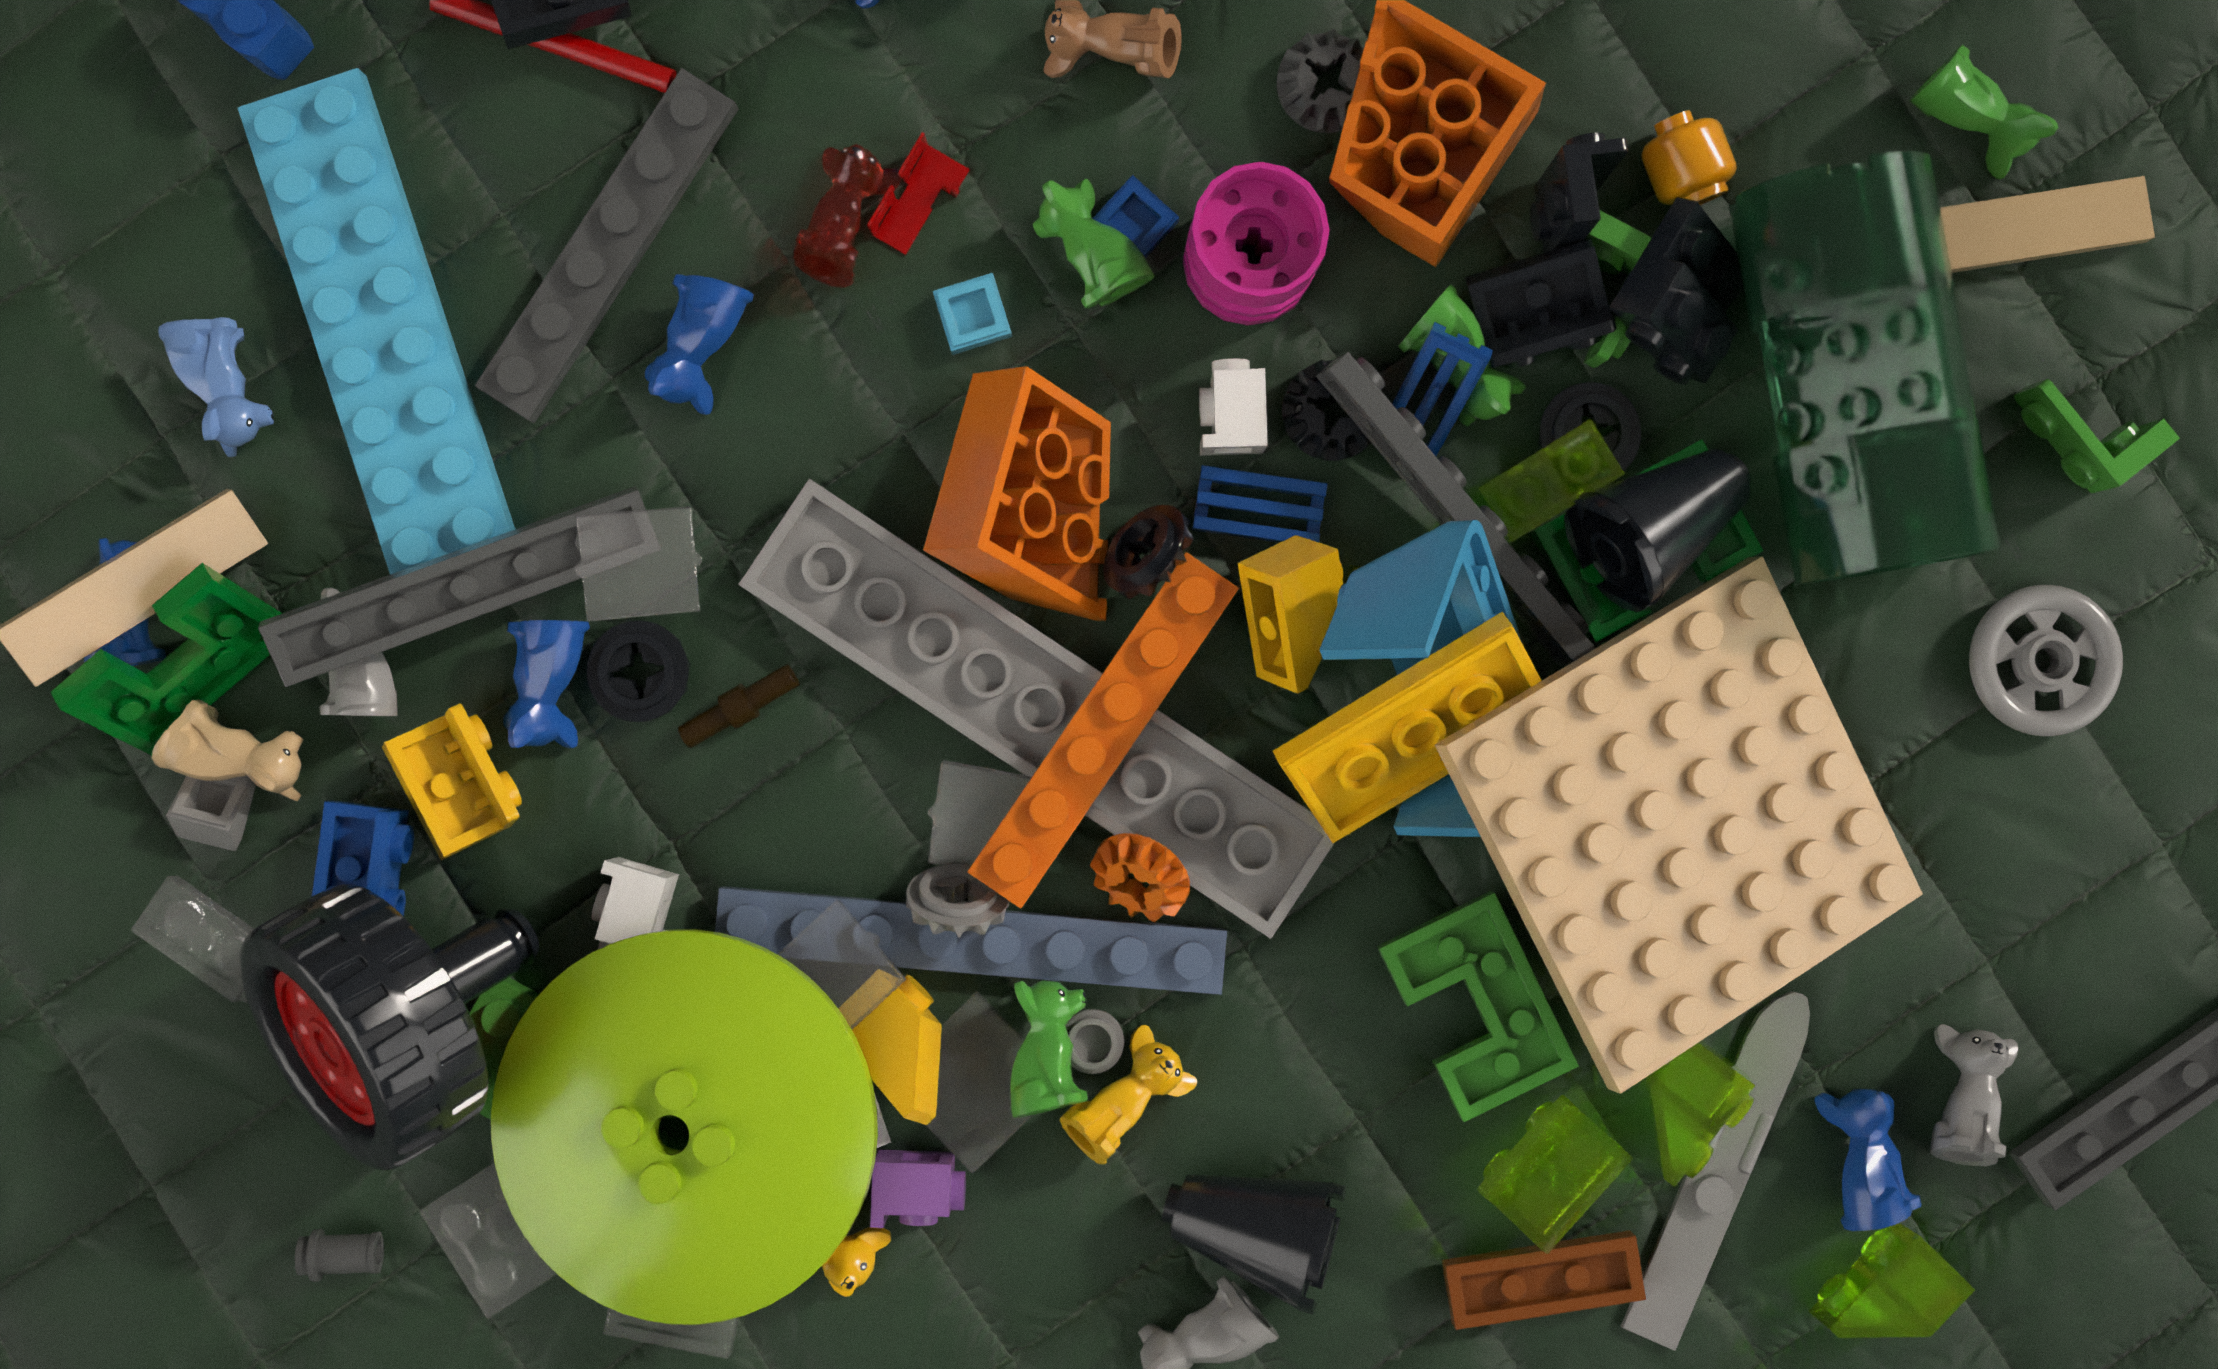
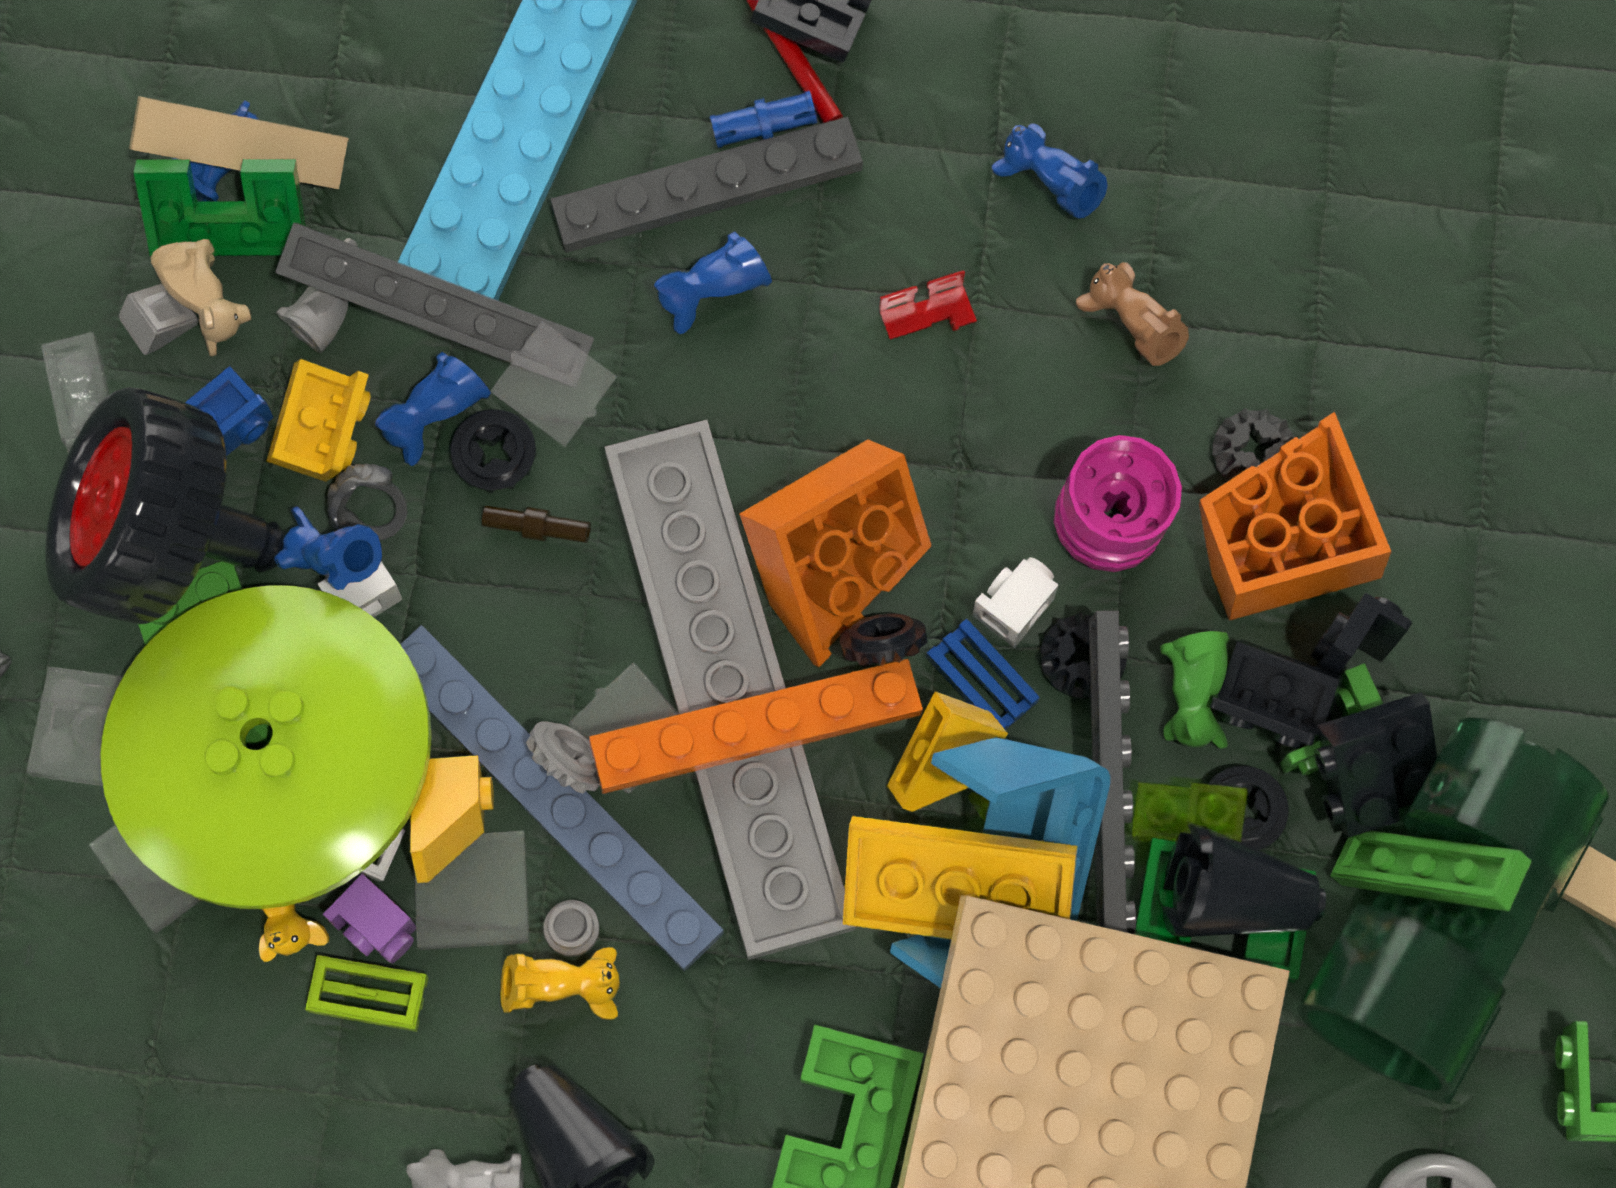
camera: 45 degrees right, 15 degrees down
(207, 366) = (400, 55): medium blue animal -> none
(565, 851) = (372, 477): none -> dark grey piece
(594, 896) = (343, 555): none -> blue animal
(605, 137) = (763, 119): none -> blue pin
(827, 244) = (847, 288): clear red animal -> none
(844, 962) = (460, 732): clear piece -> none
(972, 313) = (900, 407): medium azure tile -> none
(1010, 1220) = (413, 1001): none -> lime tile
(1042, 1066) = (527, 907): bright green animal -> none
(1100, 253) = (1014, 436): bright green animal -> none
(1138, 215) = (1054, 435): blue tile -> none
(1149, 863) = (711, 833): orange gear -> none
(1456, 349) = (1194, 674): blue tile -> none
(1689, 159) = (1456, 685): light orange head -> none
(1826, 358) = (1432, 869): none -> bright green tile

